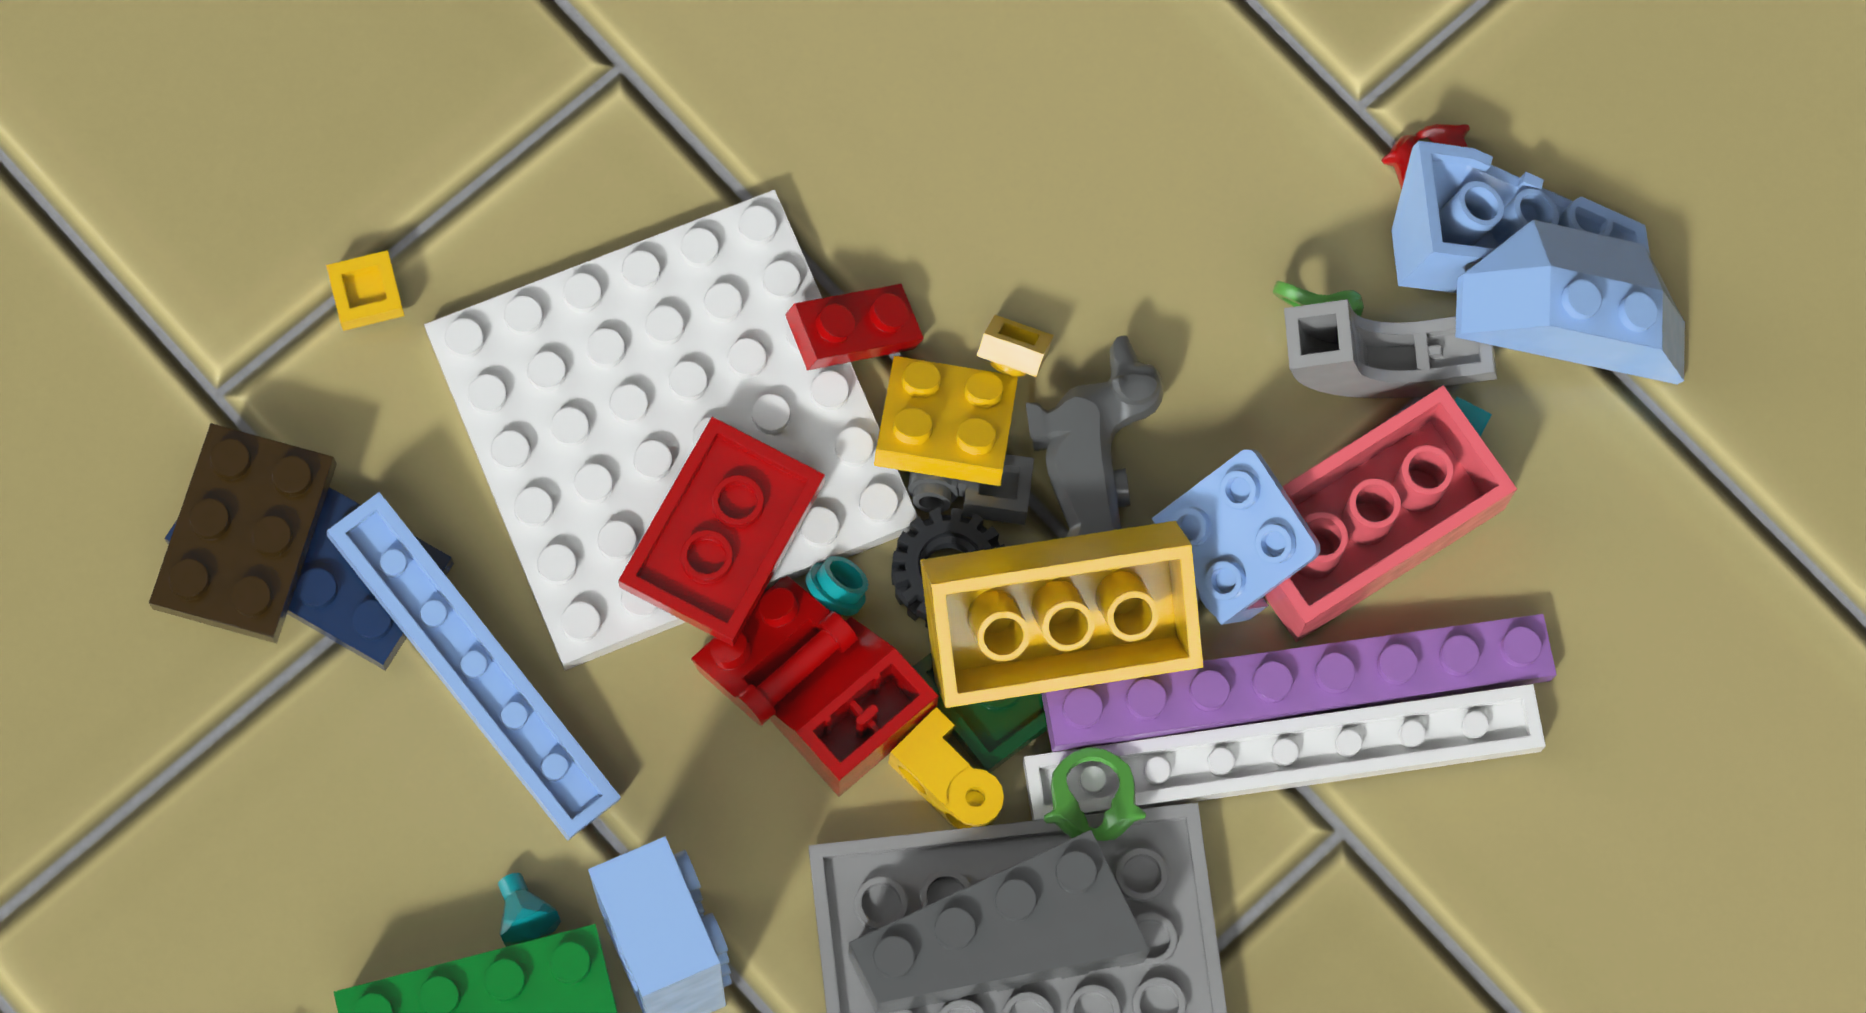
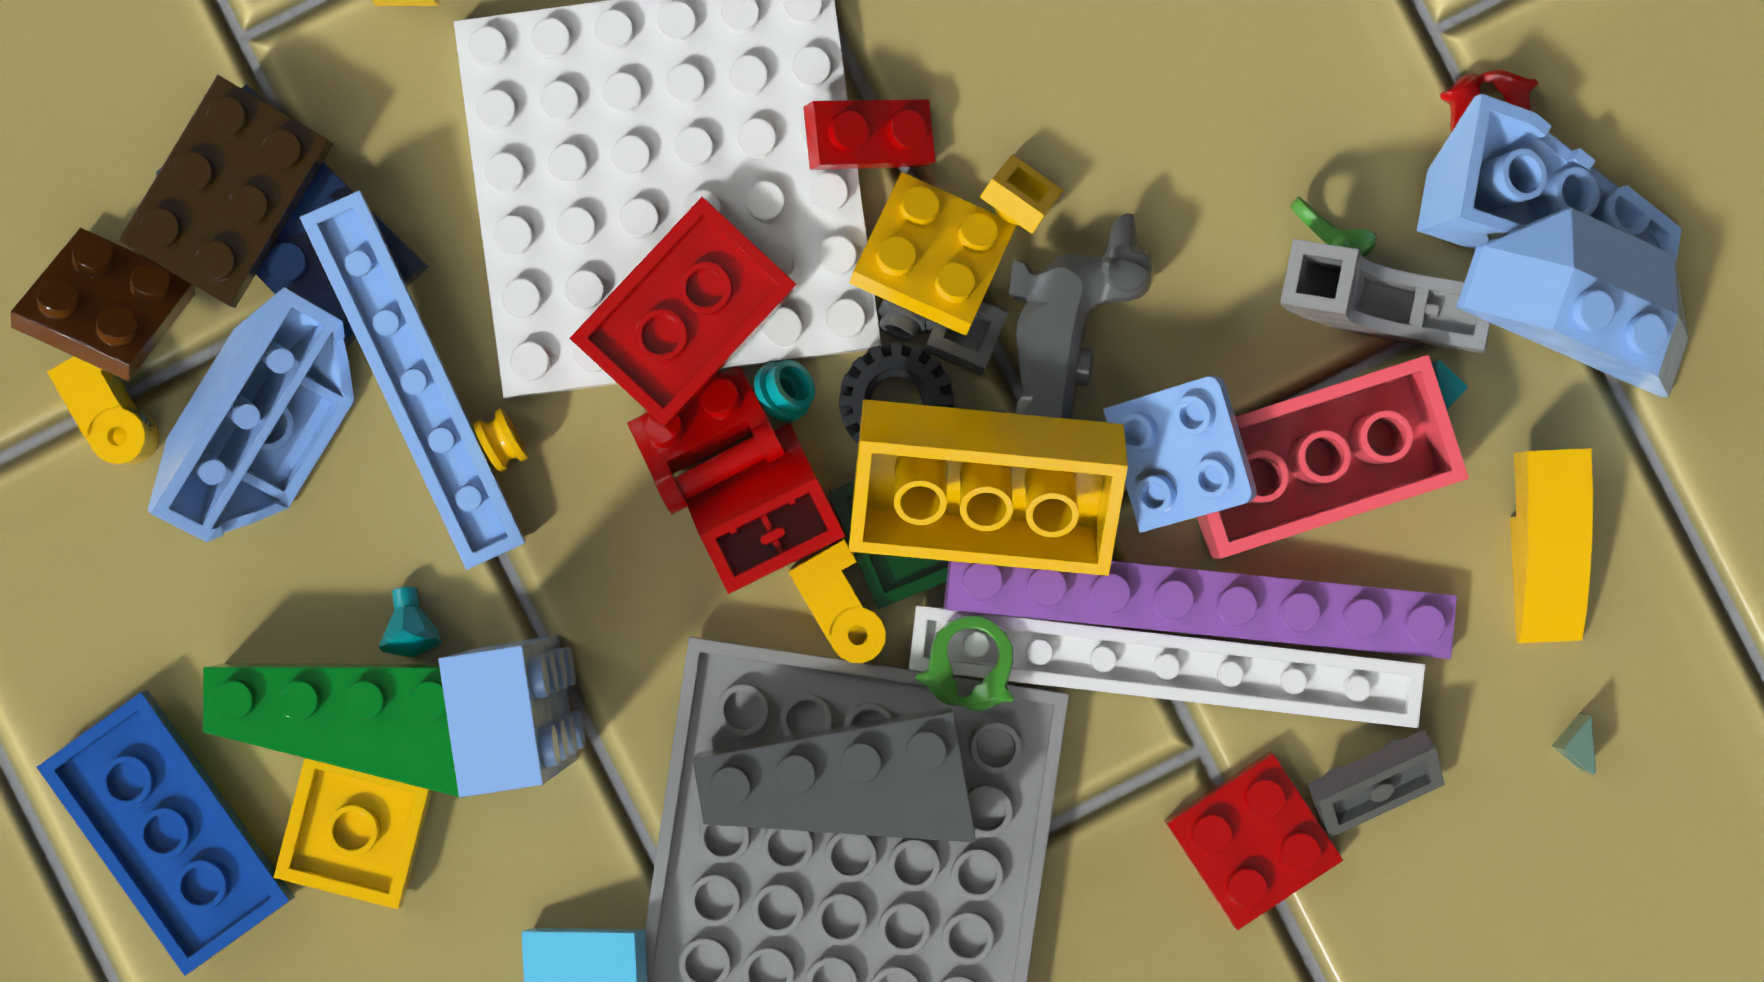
camera: 20 degrees right, 15 degrees up
(145, 670) = (102, 304): none -> reddish brown plate
(179, 790) = (105, 412): none -> yellow leg
(325, 740) = (256, 420): none -> light blue wedge
(571, 705) = (500, 440): none -> yellow bush
(1420, 904) = (1253, 840): none -> red plate
(1522, 812) = (1376, 783): none -> dark grey plate
(1617, 540) = (1552, 544): none -> yellow slope
(1705, 727) = (1578, 744): none -> sand green piece

